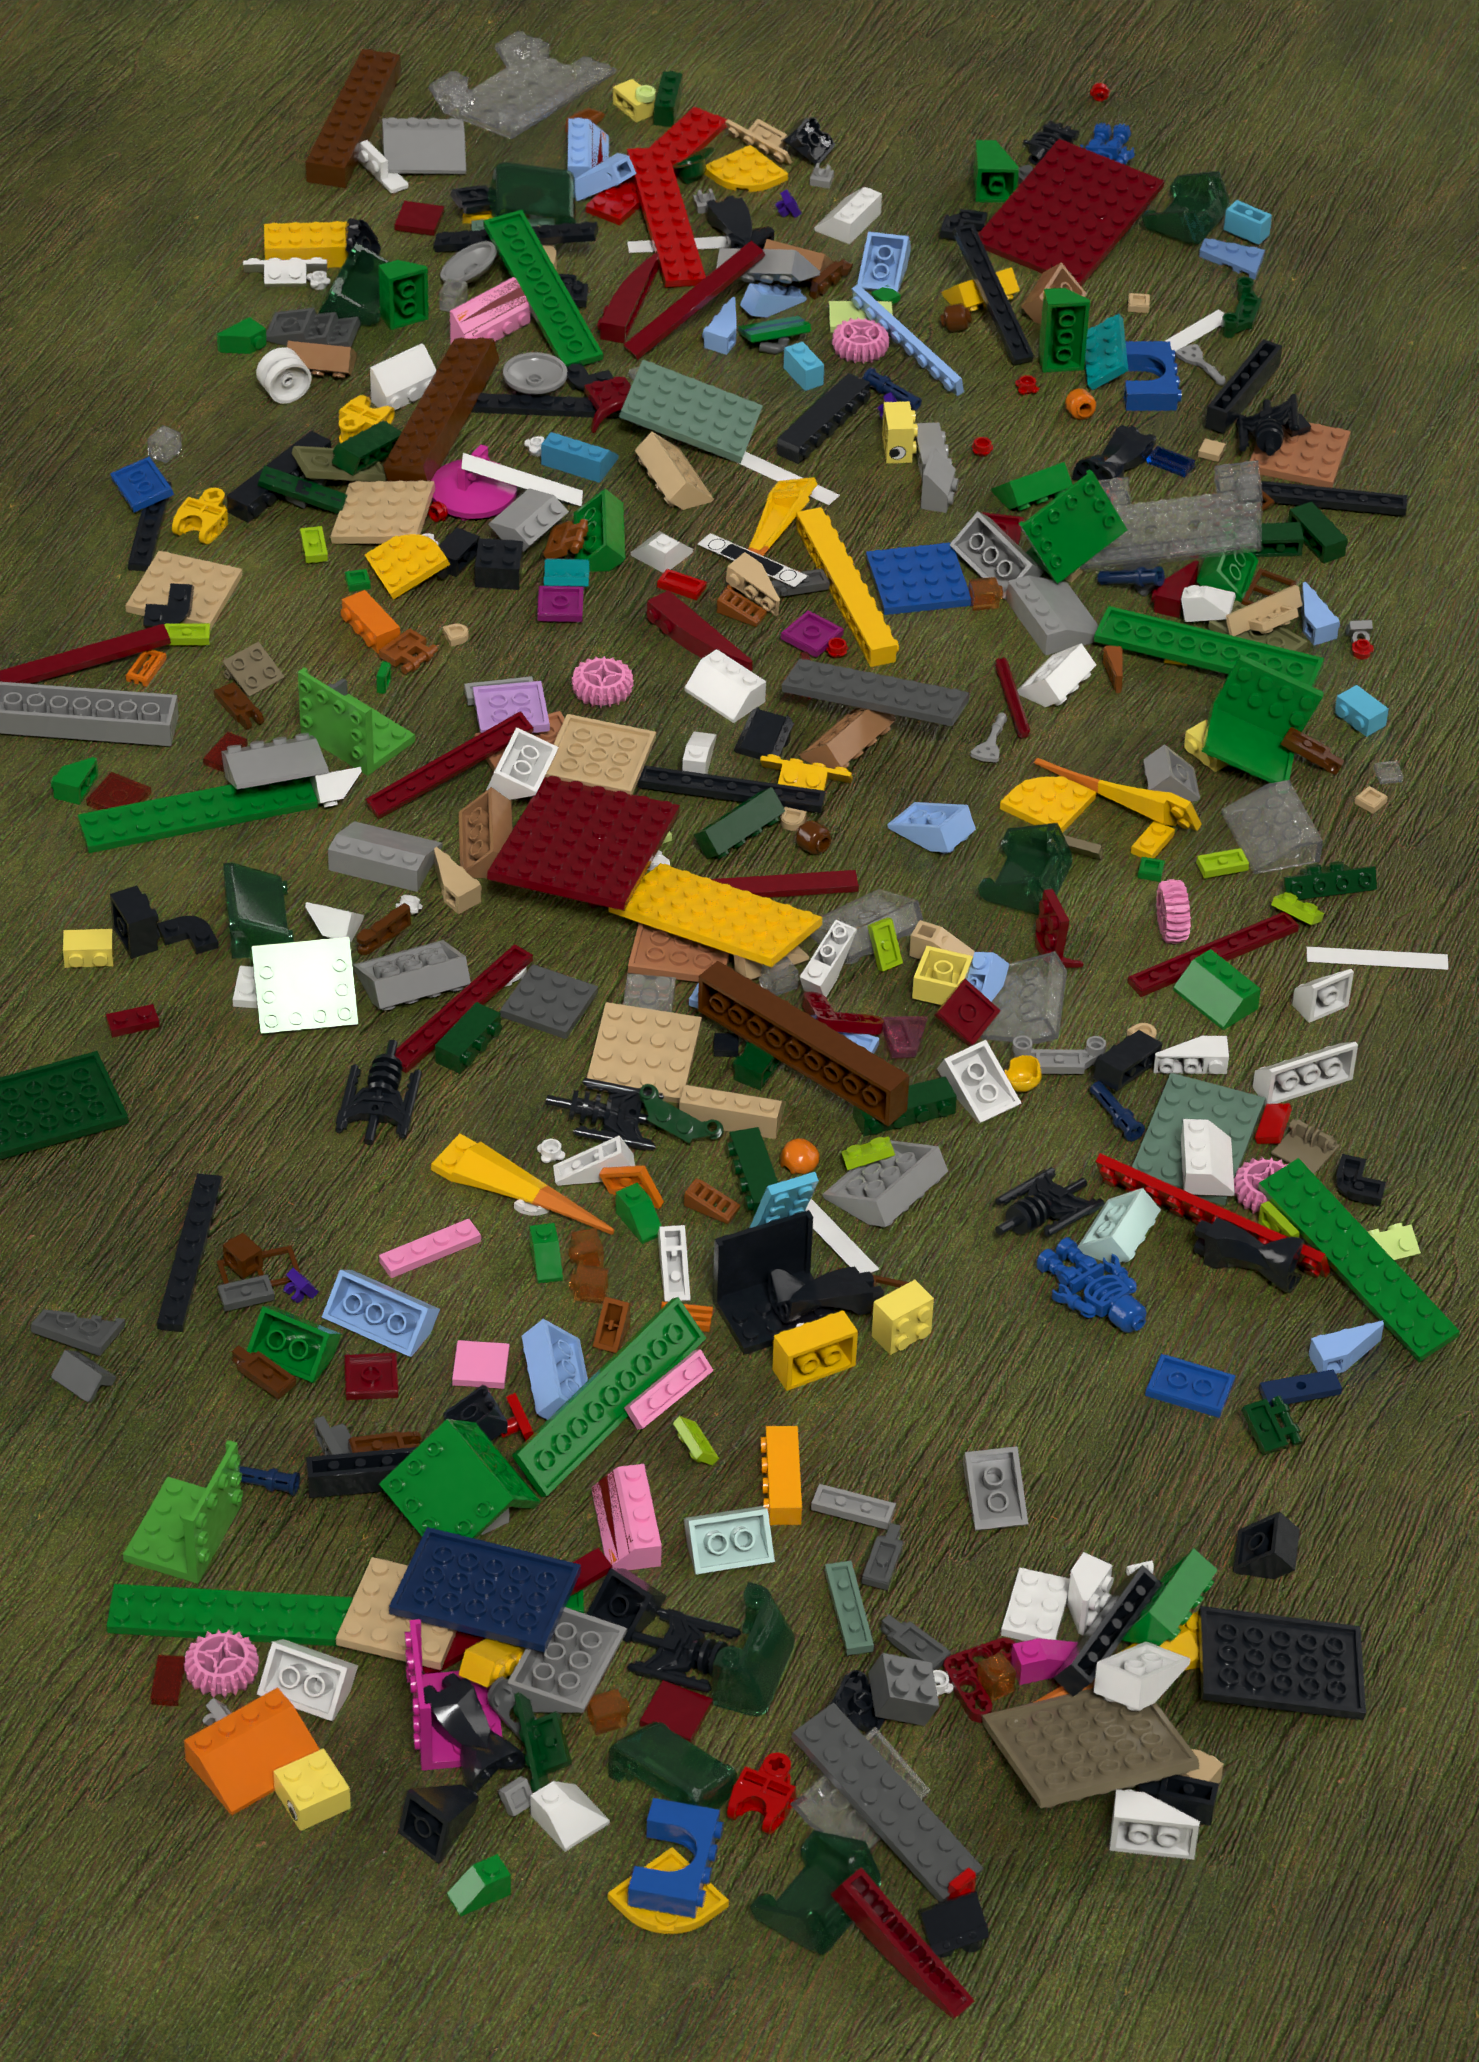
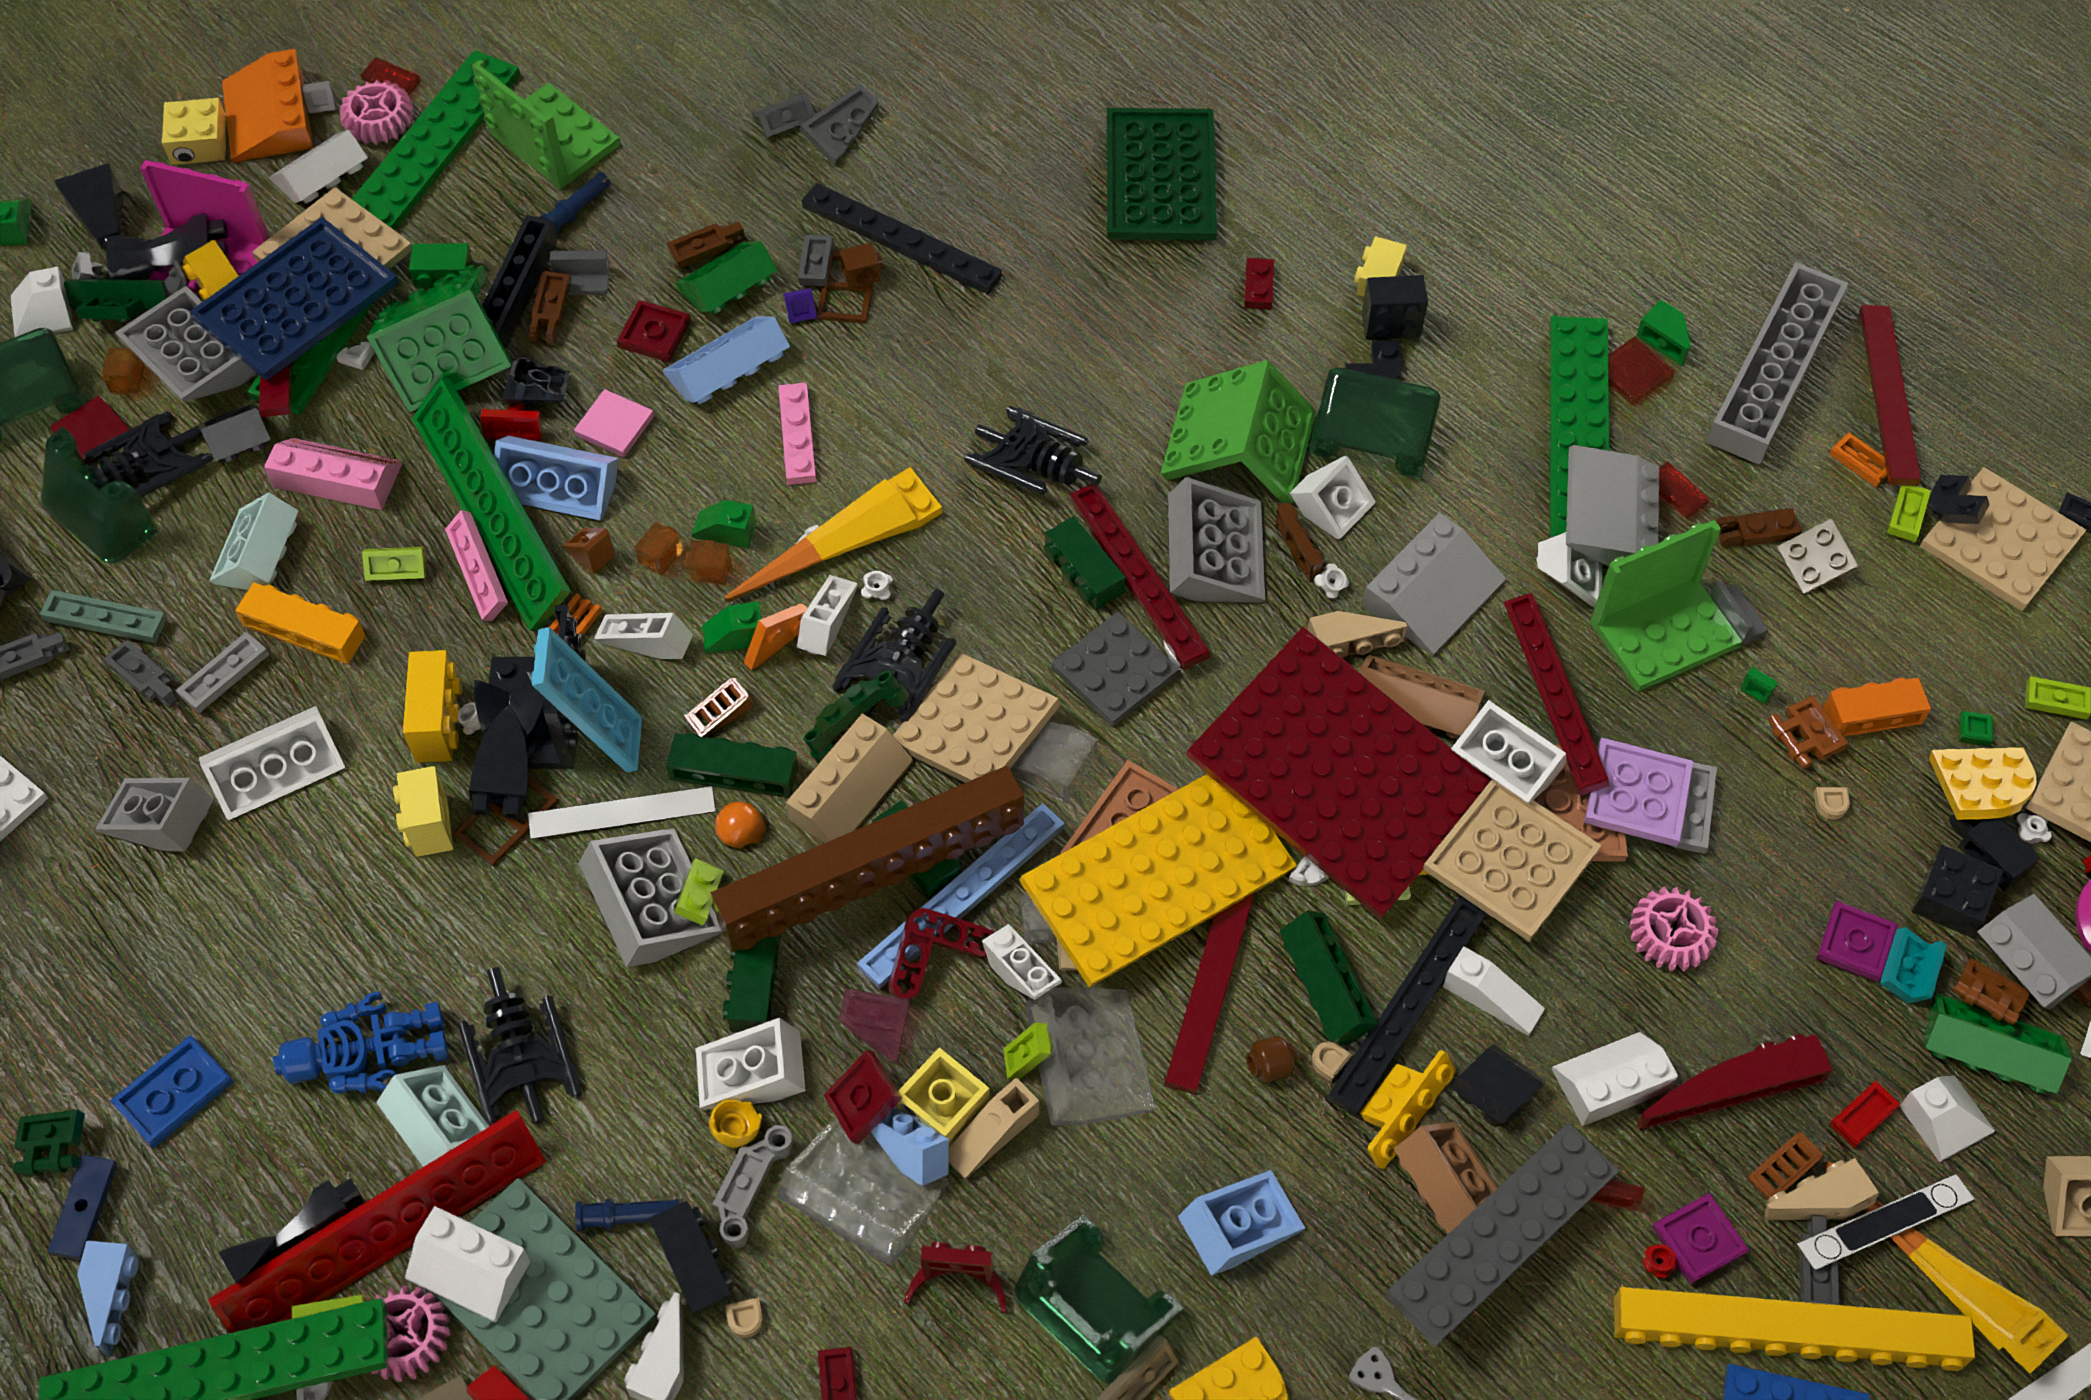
camera: 115 degrees right, 15 degrees up
(378, 1535) = (437, 261): none -> green brick
(909, 1439) = (271, 763): none -> white slope

